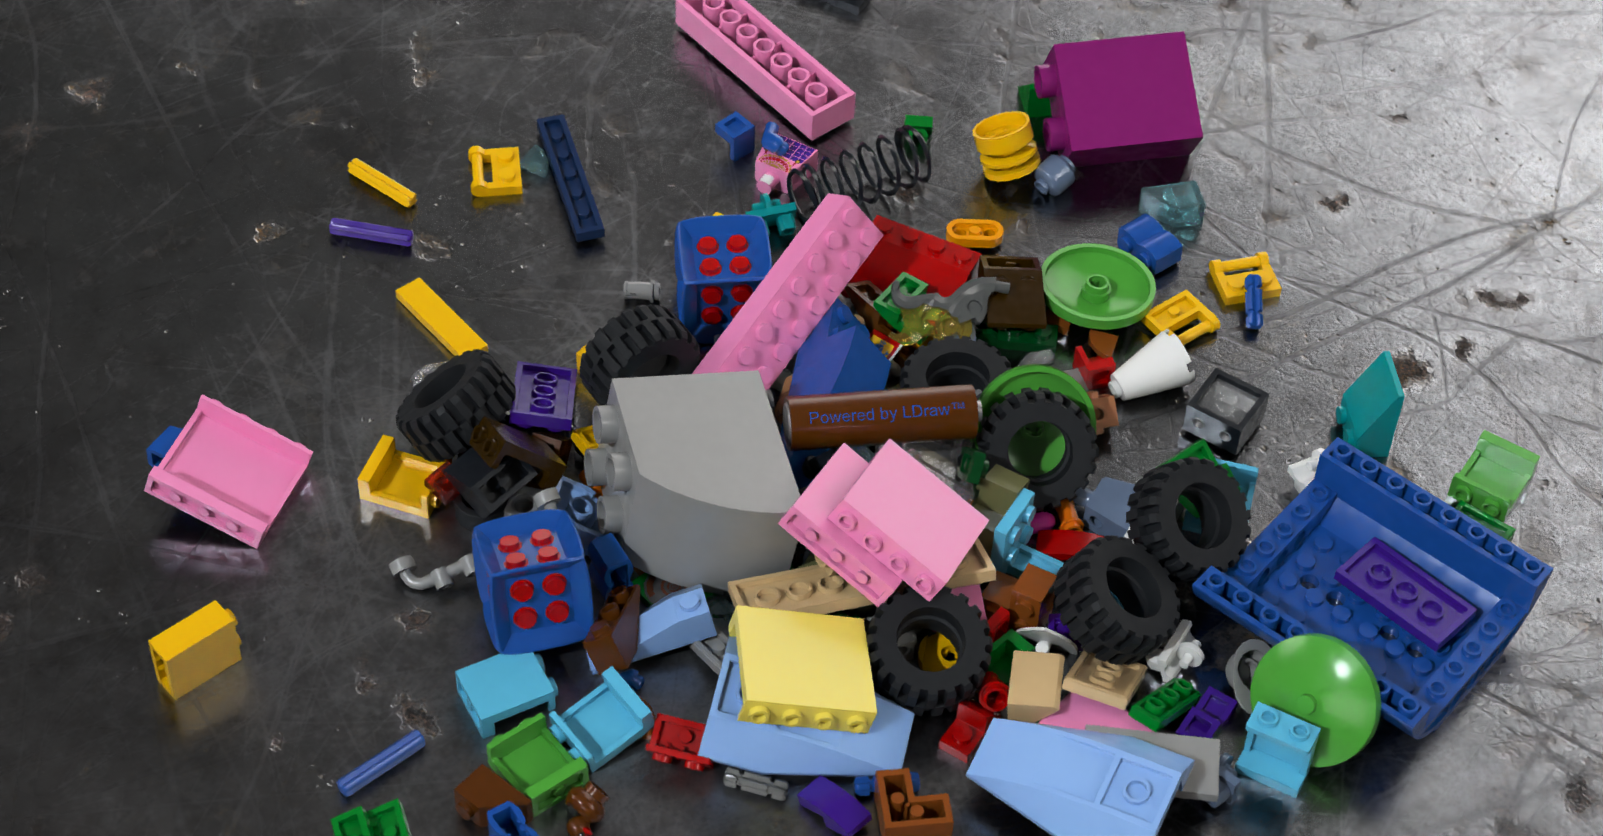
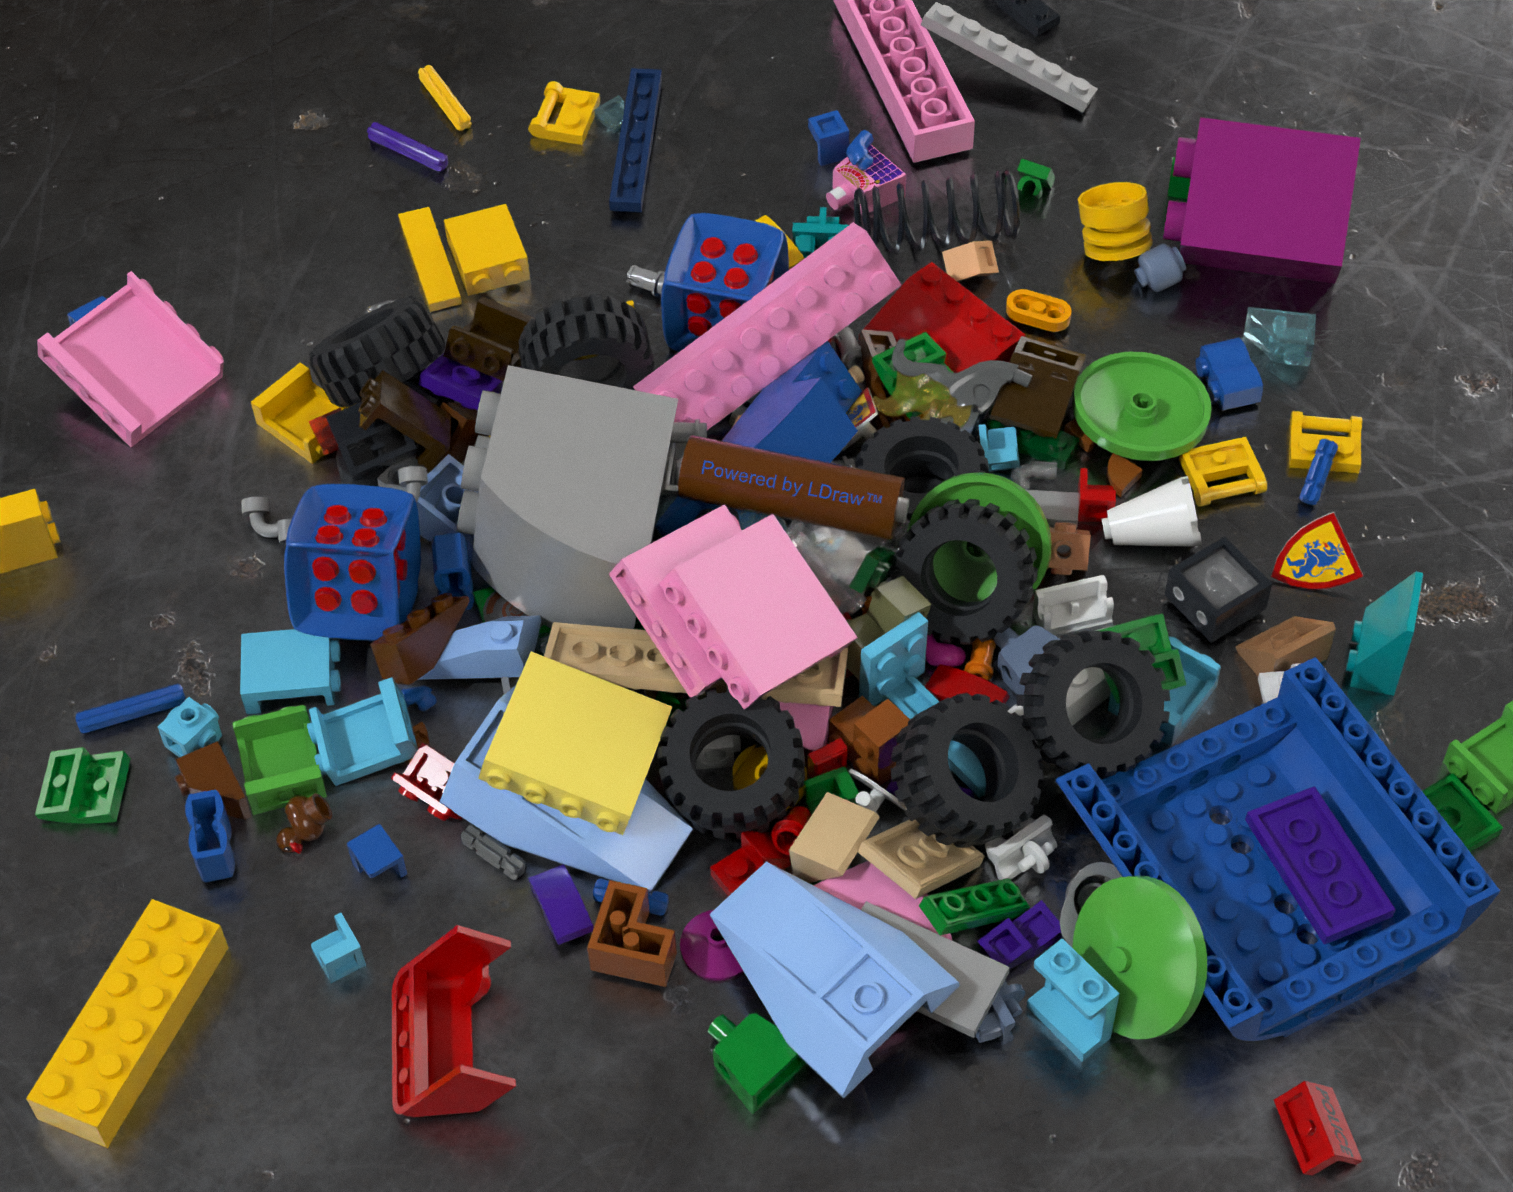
camera: 25 degrees right, 5 degrees up
(449, 762) = (190, 727): none -> medium azure brick
(491, 300) = (487, 249): none -> yellow brick
(549, 369) = (489, 339): none -> dark brown panel
(664, 811) = (376, 853): none -> blue panel
(852, 35) = (1009, 56): none -> light grey plate
(902, 206) = (970, 260): none -> light nougat panel
(969, 809) = (704, 955): none -> magenta dish
(1004, 343) = (1000, 447): none -> medium azure panel
(1123, 455) = (1074, 606): none -> white hinge
(1287, 365) = (1317, 556): none -> shield
(1295, 439) = (1288, 644): none -> medium nougat slope
(1490, 789) = (1316, 1127): none -> red panel

